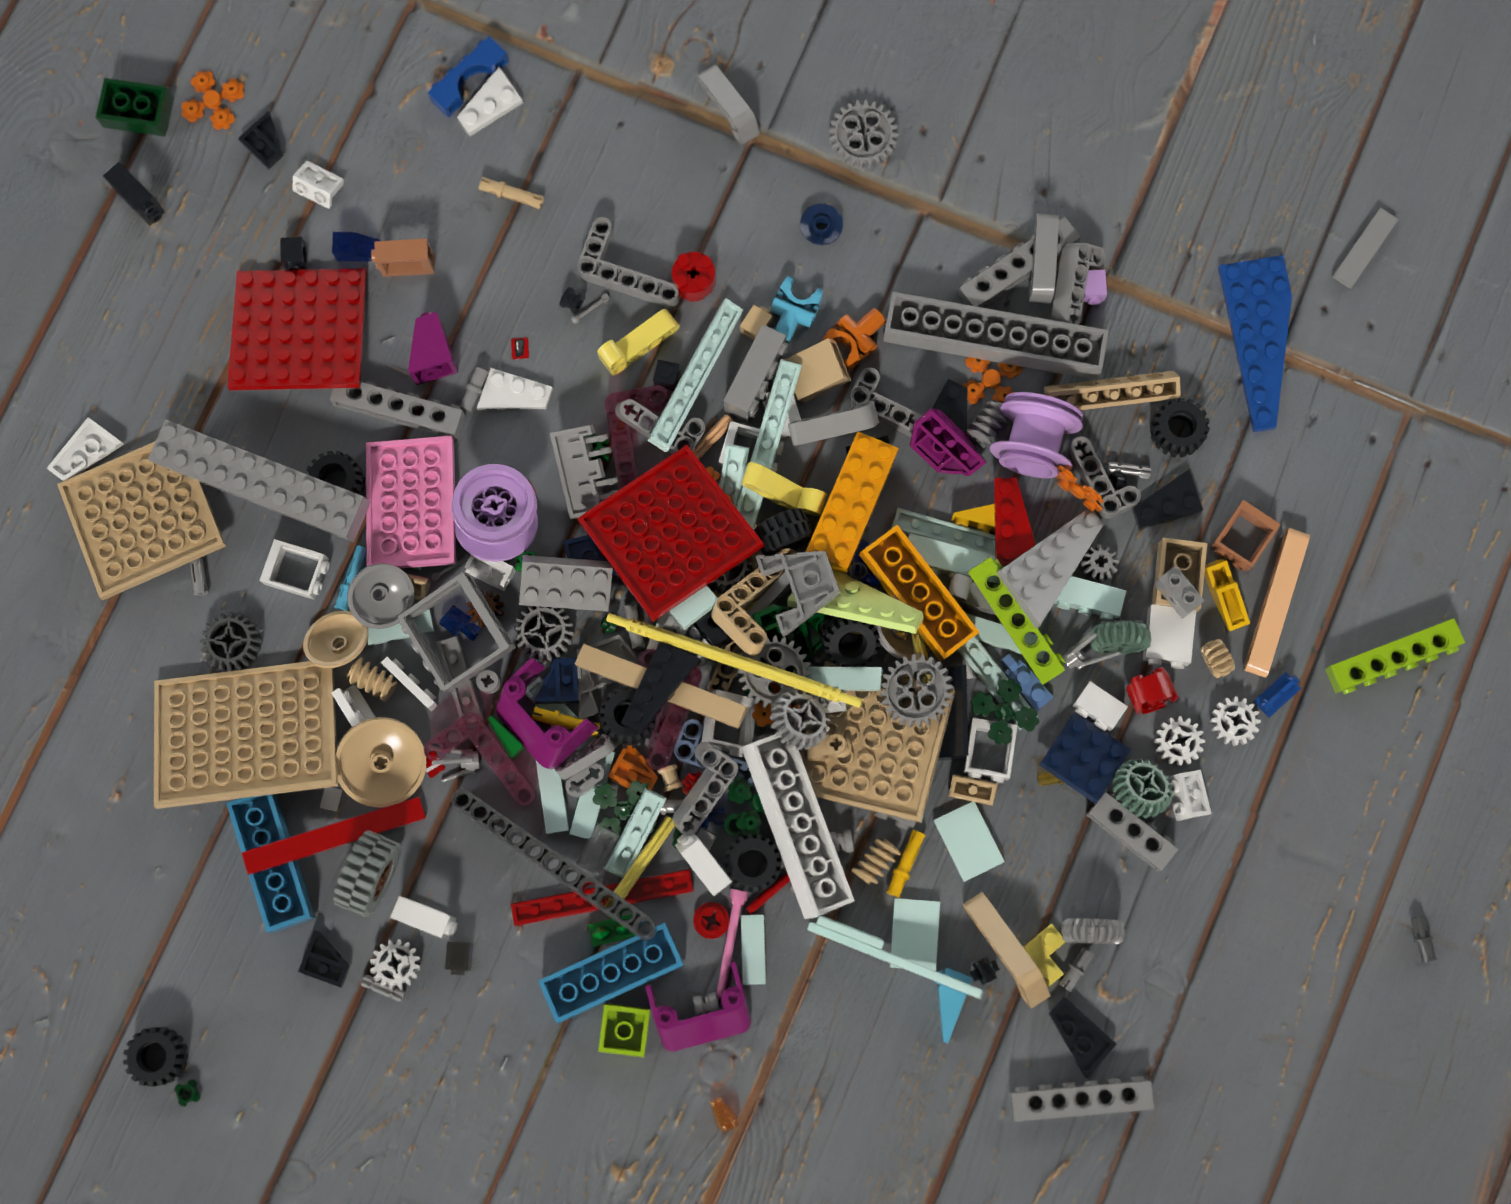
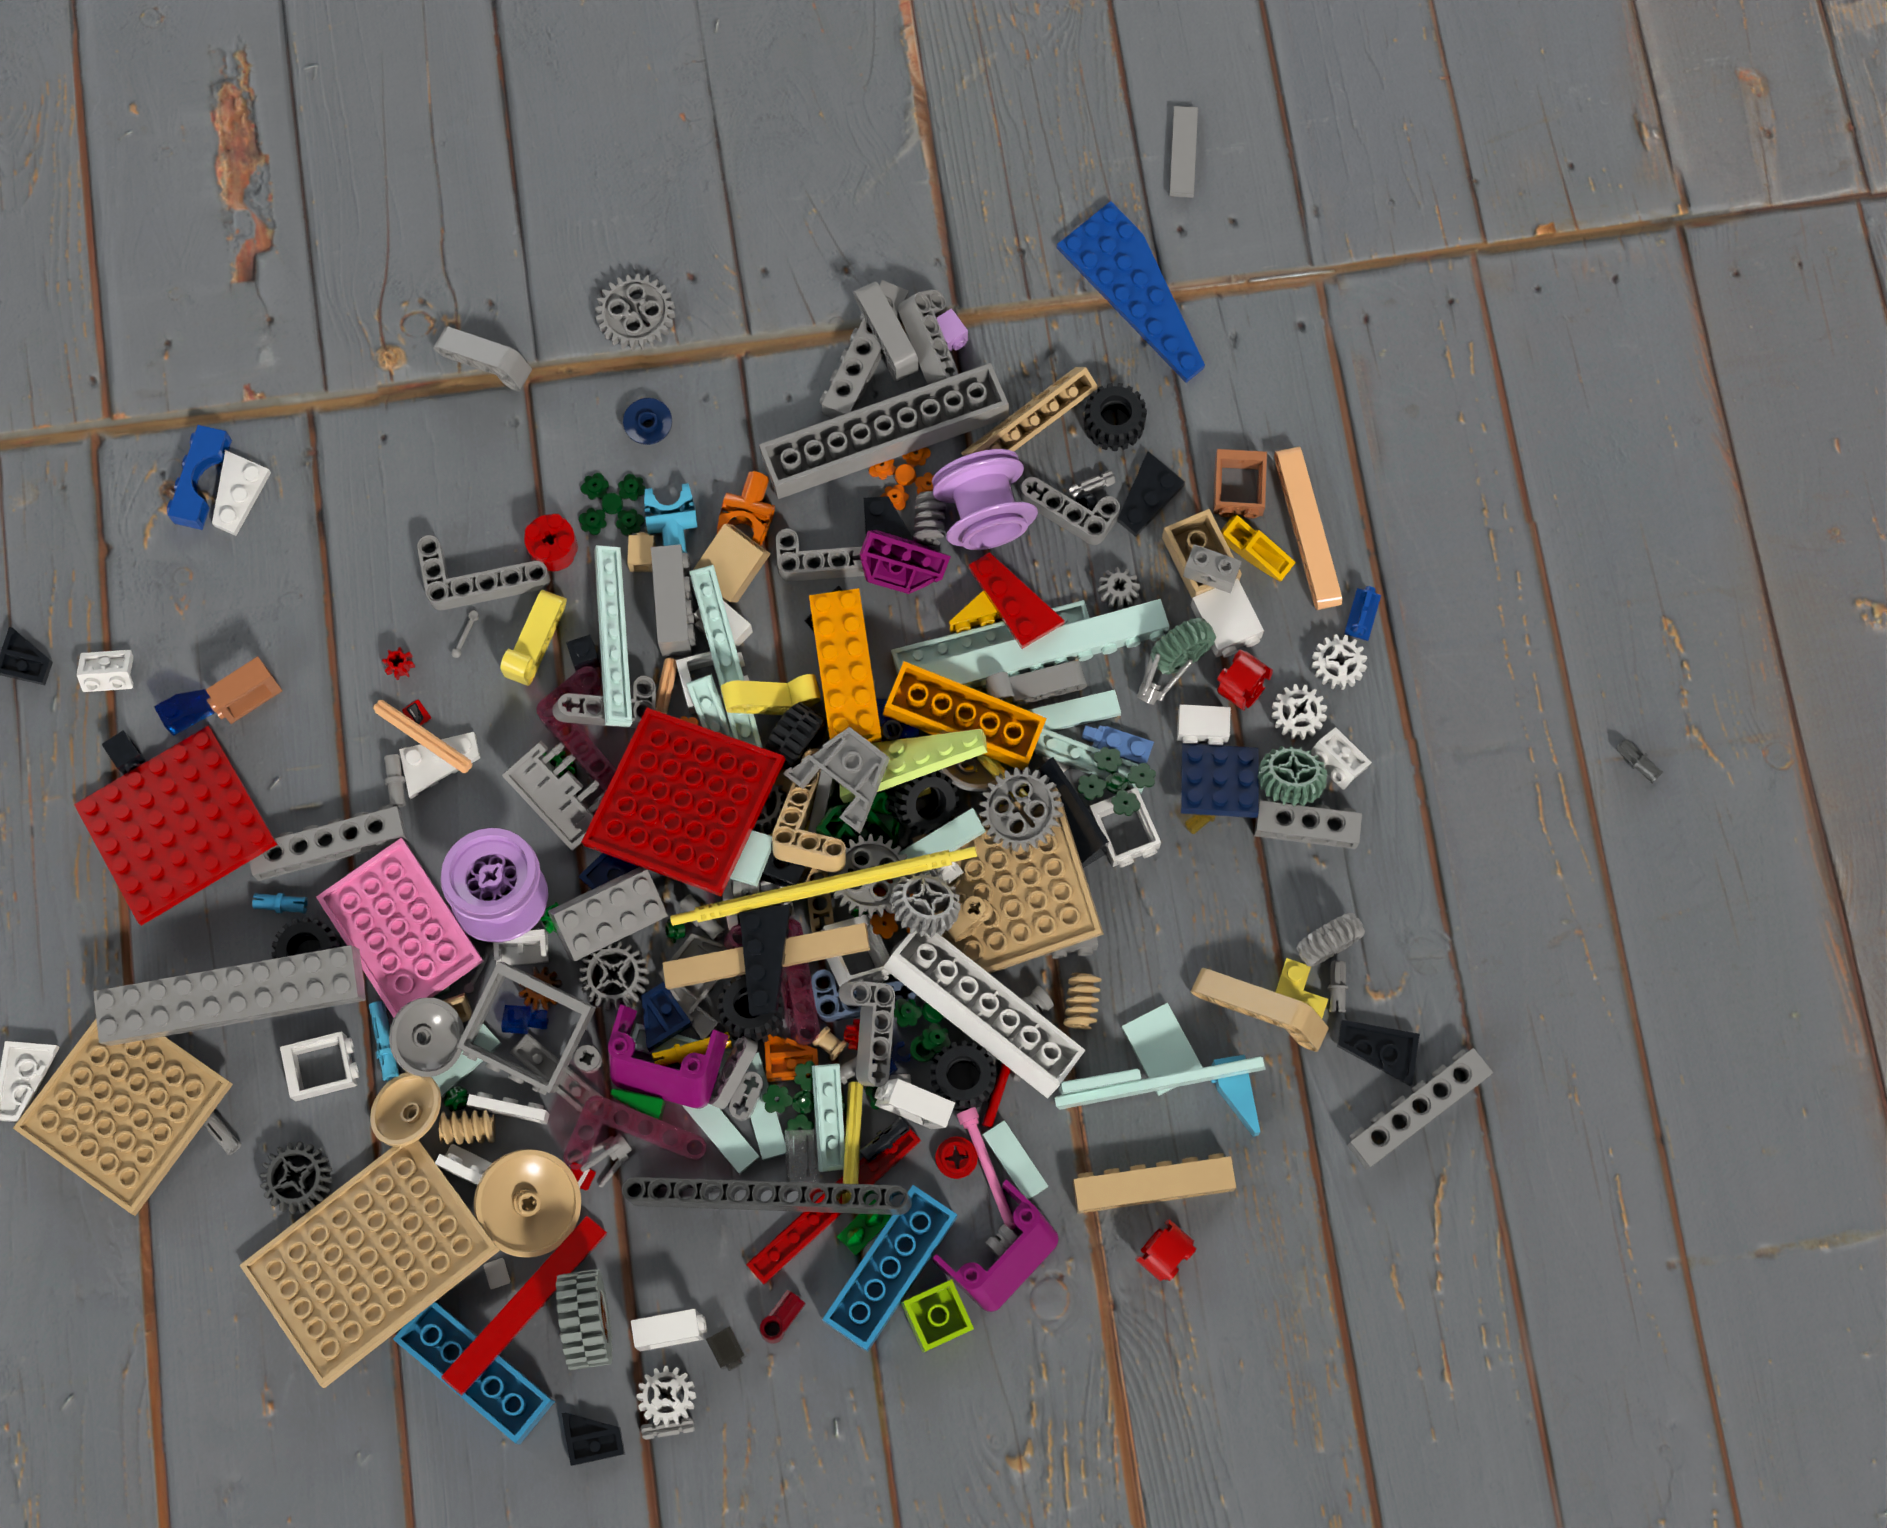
camera: 35 degrees left, 5 degrees down
(338, 431) = (280, 903): none -> dark azure pin
(377, 653) = (456, 1098): none -> dark green plate
(430, 350) = (329, 765): magenta slope -> none
(512, 193) = (314, 566): tan pin -> none
(512, 368) = (422, 736): none -> light nougat axle
(514, 958) = (783, 1315): none -> dark red piece
(528, 308) = (403, 668): none -> red gear
(572, 300) = (442, 635): black wheel -> none
(665, 875) = (884, 1140): none -> black pin
(723, 1115) = (1087, 1340): clear orange cone -> none
(757, 273) = (612, 504): none -> dark green plant
(821, 1088) = (1165, 1251): none -> red brick
(834, 424) = (780, 603): light grey beam -> none
(845, 1032) = (1154, 1184): none -> tan brick
(906, 862) = (1113, 995): yellow pin -> none
(968, 841) = (1158, 928): light aqua tile -> none
(972, 789) = (1131, 875): tan brick -> none
(984, 970) = (1251, 1041): black gear -> none
(1043, 671) = (1129, 722): lime brick -> none
(1044, 570) = (1072, 620): light grey wing -> none
(1083, 492) = (1056, 530): orange plant -> none
(1217, 658) = (1286, 612): tan gear -> none
(1446, 632) = (1481, 463): lime brick -> none

